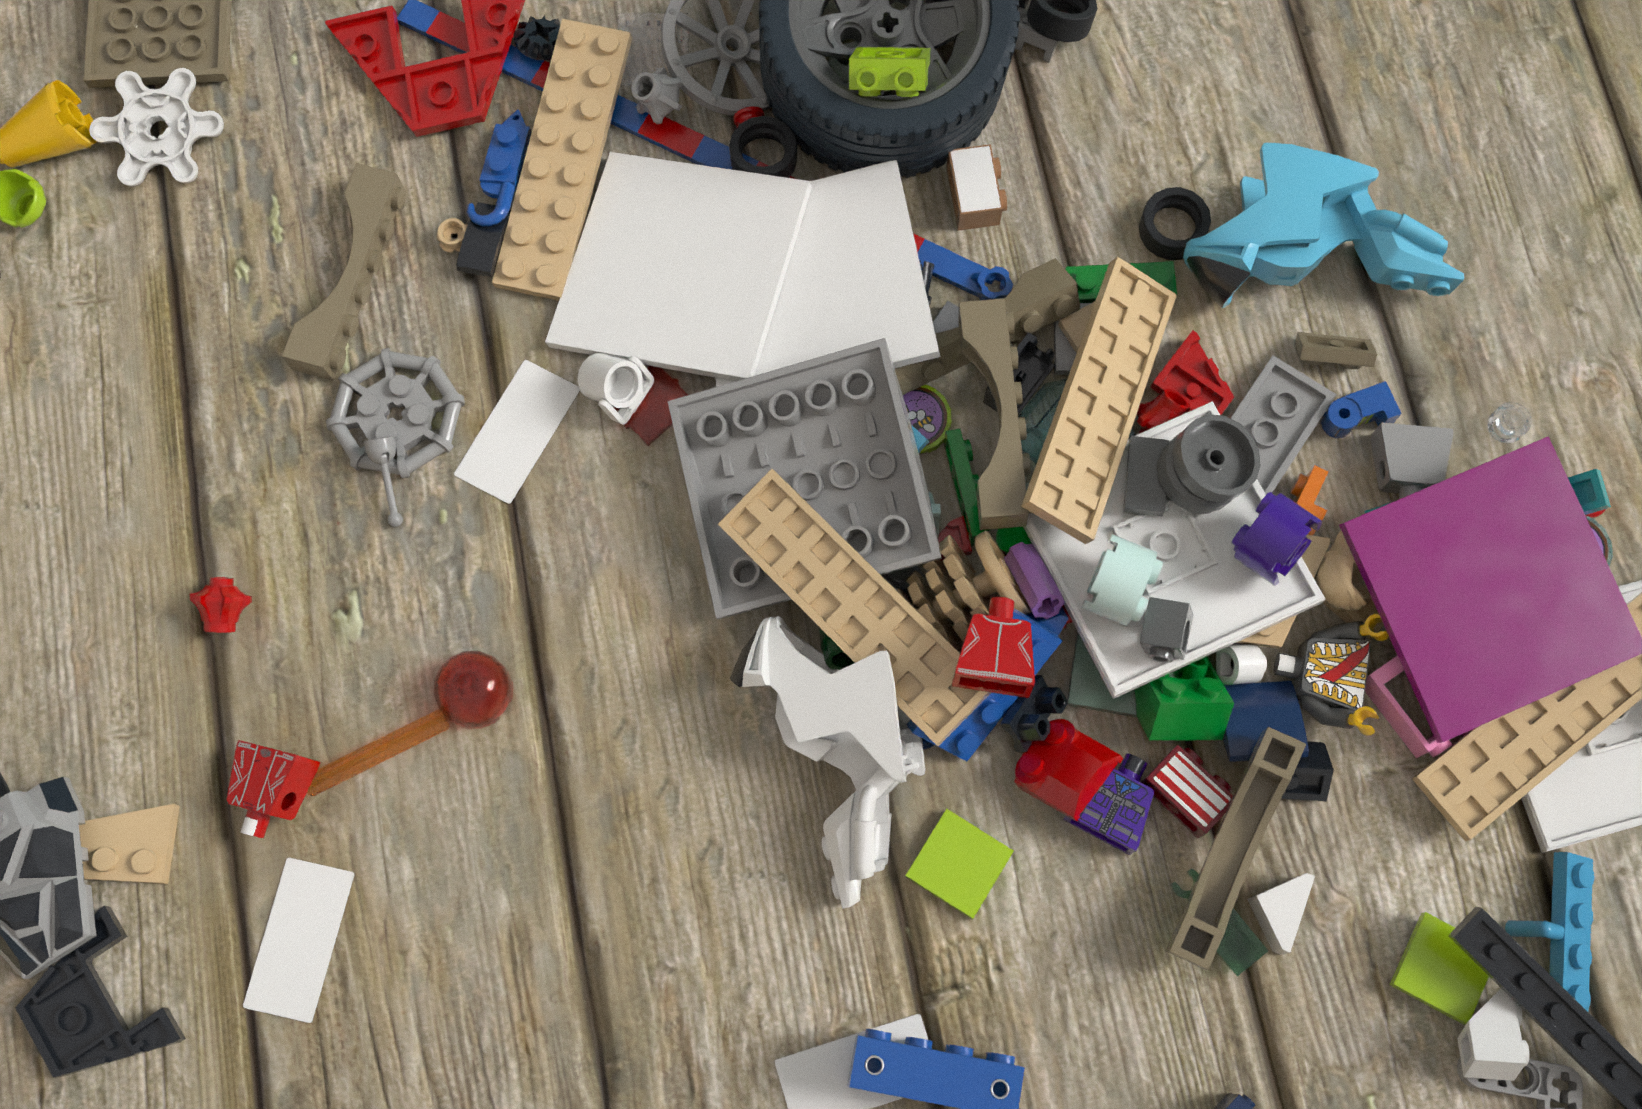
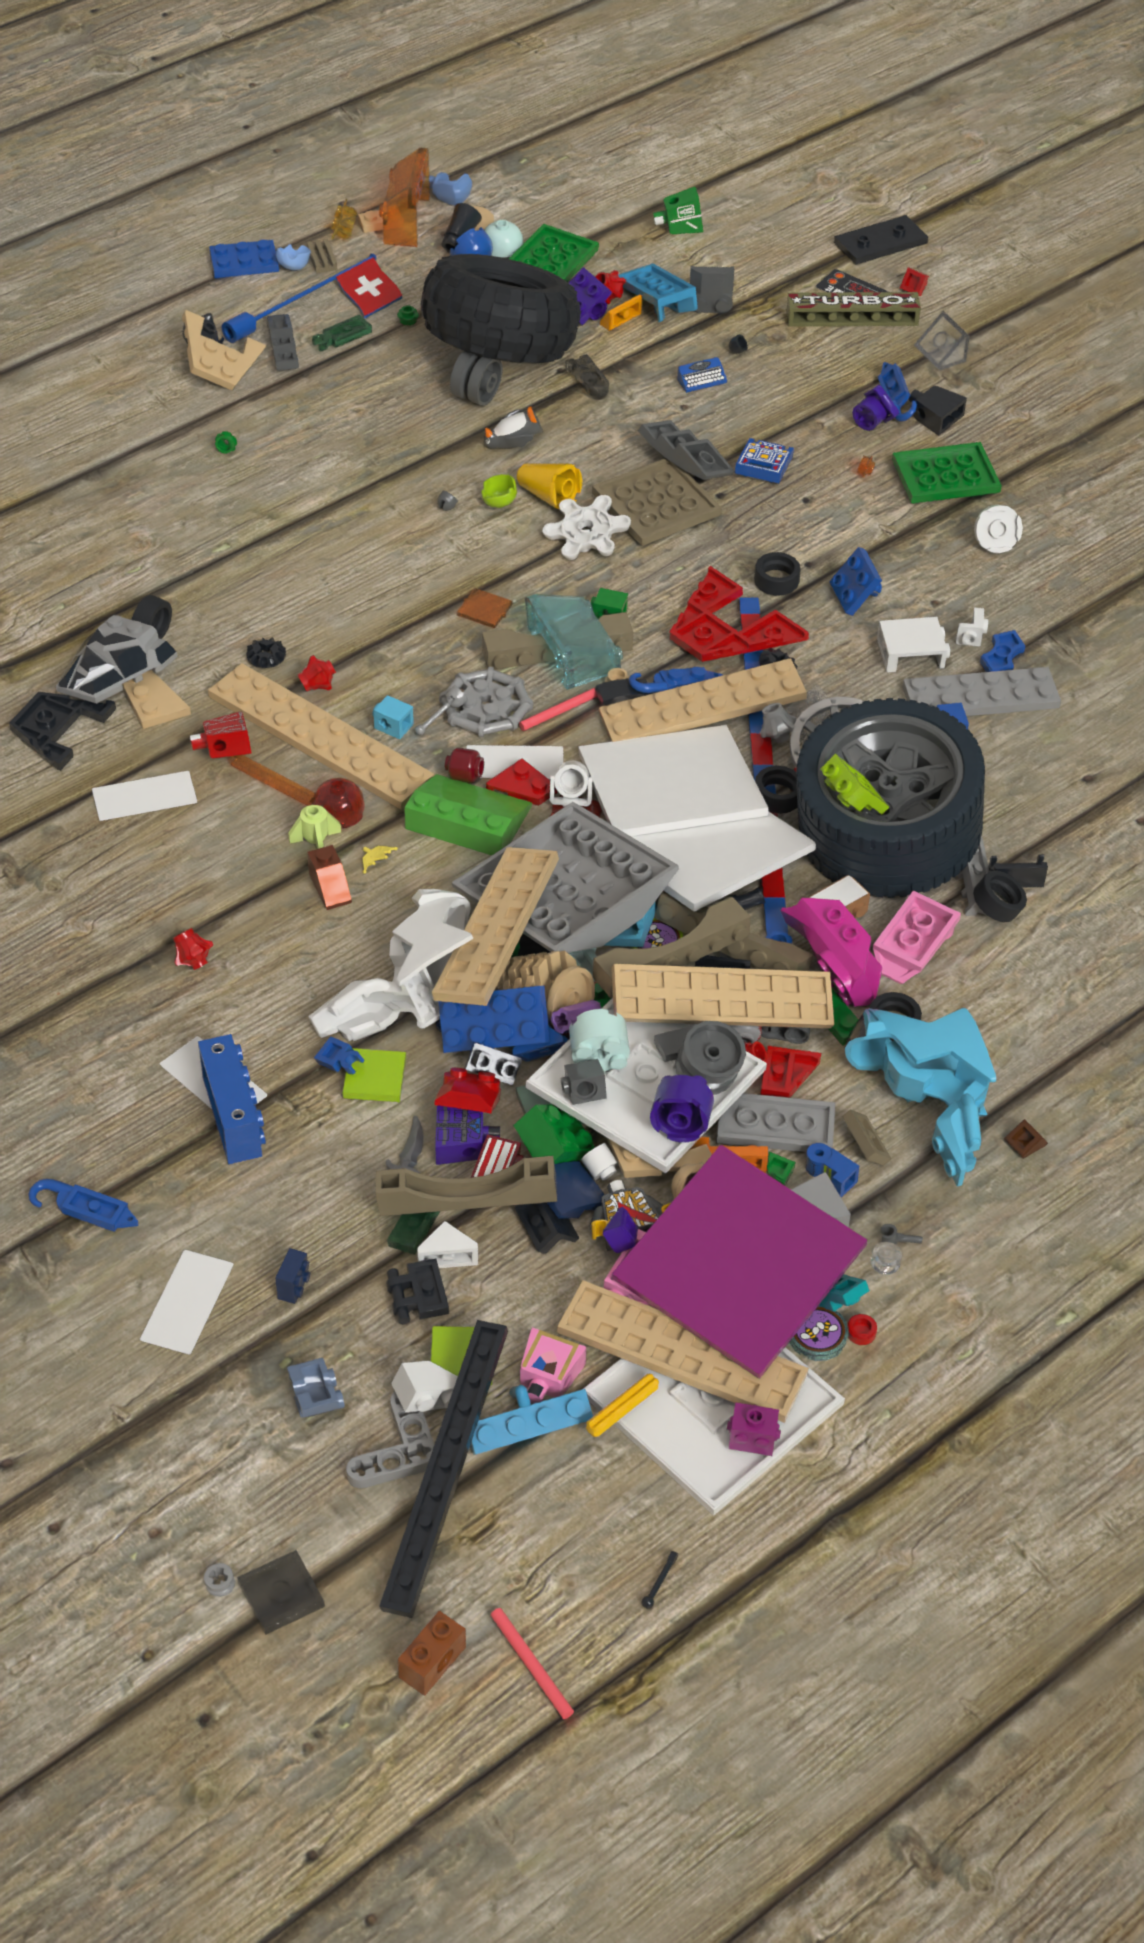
camera: 60 degrees right, 25 degrees down
(139, 661) = (264, 659): none -> black gear
(217, 328) = (484, 608): none -> clear orange piece
(321, 177) = (609, 602): none -> green brick
(324, 654) = (320, 735): none -> tan plate
(355, 248) = (573, 636): none -> clear light blue windscreen
(357, 544) = (393, 717): none -> medium azure brick
(460, 326) = (558, 709): none -> coral bar
(502, 497) = (464, 765): none -> dark red head
(507, 747) = (314, 826): none -> yellowish green brick
(567, 440) = (522, 782): none -> red wing
(582, 533) = (465, 814): none -> bright green slope
(587, 684) = (375, 854): none -> light yellow piece
(603, 765) = (328, 877): none -> slope
(637, 1007) = (191, 949): none -> red rock
(912, 899) = (338, 1054): none -> blue plate
(997, 653) = (503, 982): red torso -> none
(1071, 134) = (914, 937): none -> bright pink slope
(1072, 224) = (839, 947): none -> dark pink slope
(1111, 886) = (412, 1149): none -> flat silver piece
(1329, 962) = (427, 1289): none -> black plate
(1330, 461) = (780, 1168): none -> green tile
(1382, 696) = (621, 1231): none -> dark purple slope
(1407, 188) = (1025, 1139): none -> reddish brown slope
(1480, 392) = (890, 1235): none -> dark grey hand
(1505, 874) = (550, 1365): none -> bright pink torso
(1599, 820) = (622, 1405): none -> yellow axle

